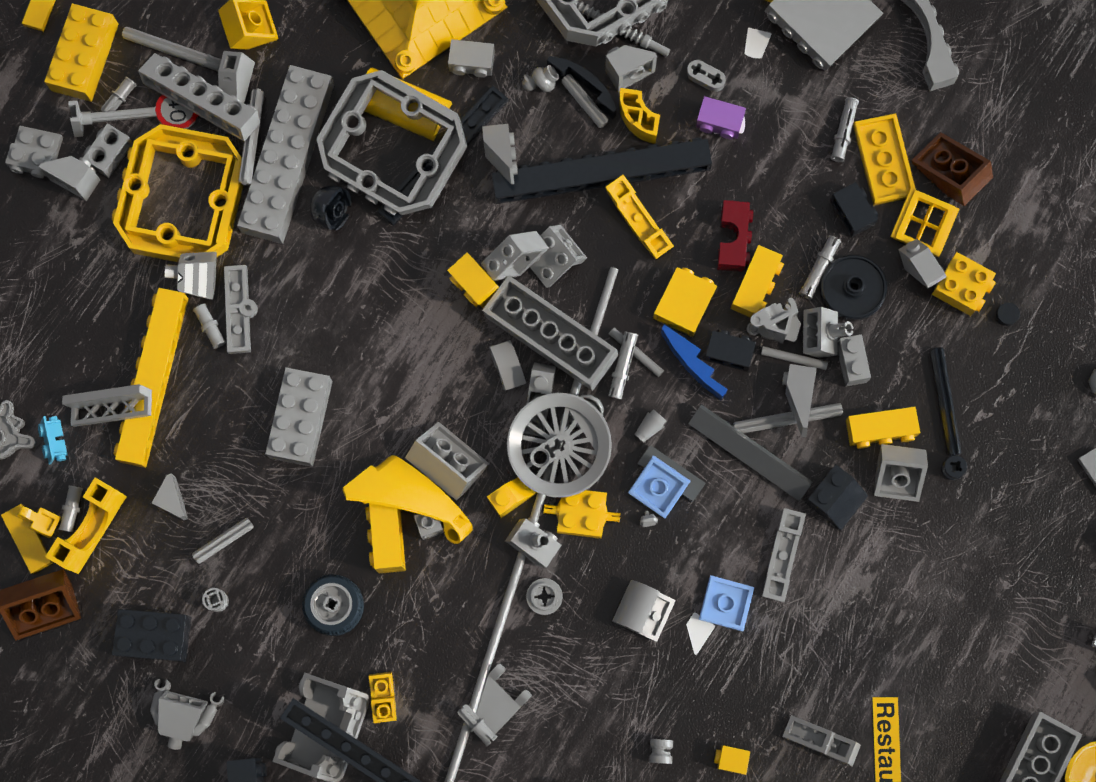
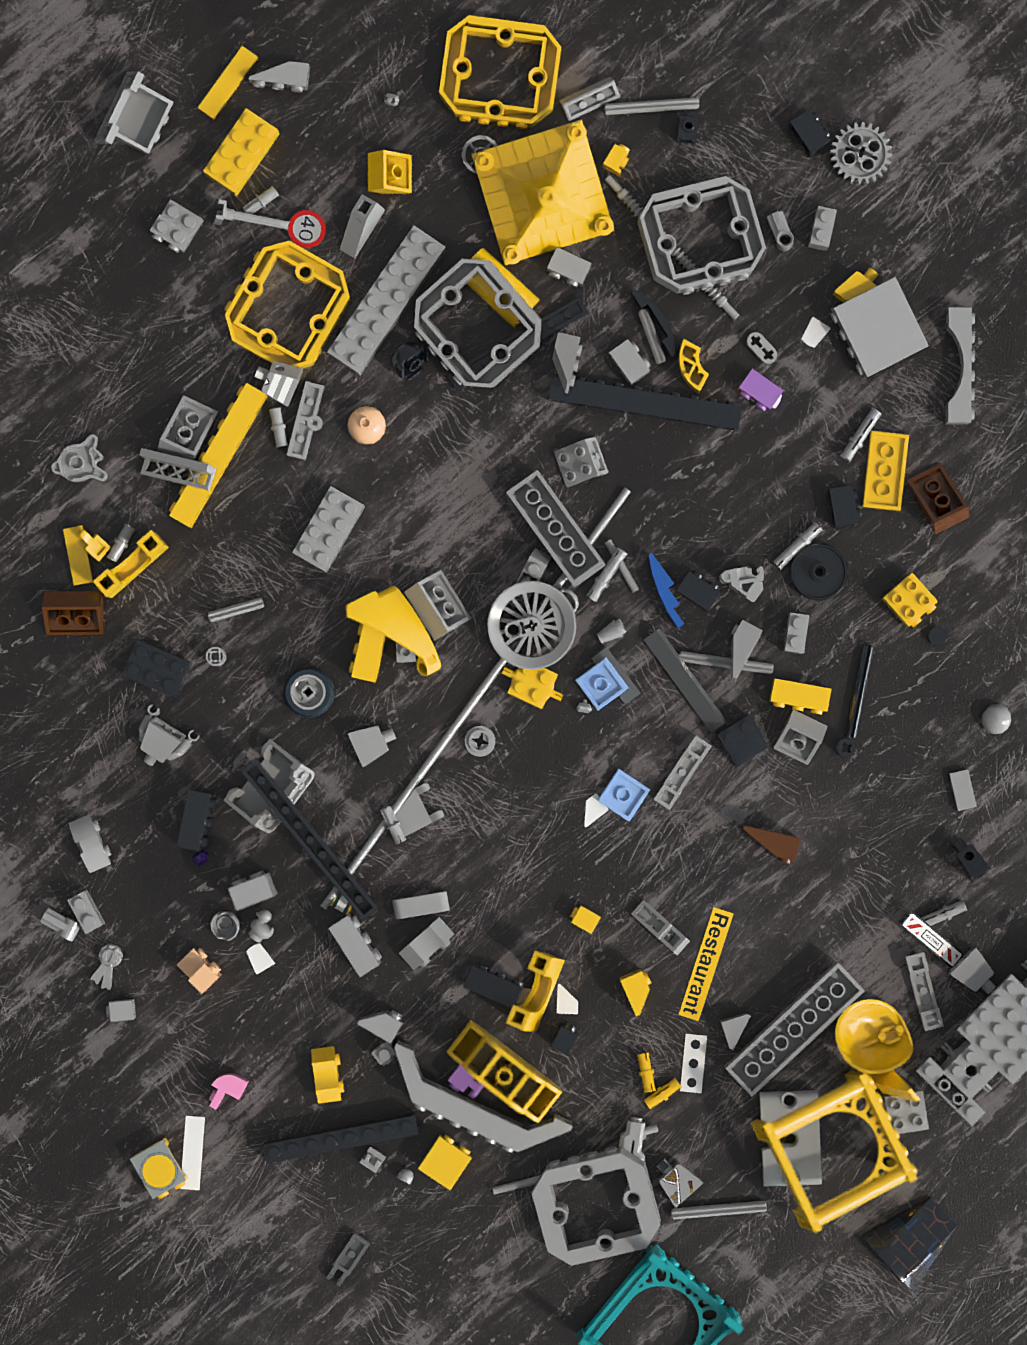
camera: 15 degrees right, 10 degrees up
(52, 448) = (119, 487): medium azure hinge -> none
(72, 174) = (205, 262): light grey slope -> none
(108, 359) = (187, 429): none -> light grey slope
(112, 153) = (242, 251): light grey brick -> none
(170, 498) = (204, 562): light grey slope -> none
(171, 48) = (318, 172): light grey axle -> none
(199, 96) = (355, 266): light grey brick -> none
(250, 143) = (362, 276): light grey axle -> none
(306, 292) = (366, 425): none -> light nougat cylinder
(382, 697) = (325, 778): yellow slope -> none
(421, 639) = (371, 743): none -> light grey torso
(473, 278) = (508, 464): yellow brick -> none
(507, 365) = (512, 542): light grey slope -> none
(510, 496) = (478, 652): yellow slope -> none
(512, 254) = (547, 455): light grey window -> none
(533, 542) = (485, 696): light grey brick -> none
(541, 77) = (622, 304): light grey animal -> none
(570, 133) = (629, 361): none -> light grey brick
(629, 65) = (697, 320): light grey slope -> none
(638, 218) = (662, 454): yellow slope -> none
(643, 610) = (555, 779): light grey brick -> none
(661, 751) = (531, 893): light grey wheel -> none
(685, 301) = (676, 537): yellow panel -> none
(733, 255) = (743, 480): dark red arch -> none
(757, 281) = (741, 541): yellow brick -> none
(795, 358) = (749, 614): light grey bar -> none
(822, 332) = (779, 601): light grey brick -> none
(907, 214) = (885, 526): yellow piece -> none
(916, 599) = (778, 844): none -> reddish brown slope
(921, 263) = (880, 572): light grey slope -> none

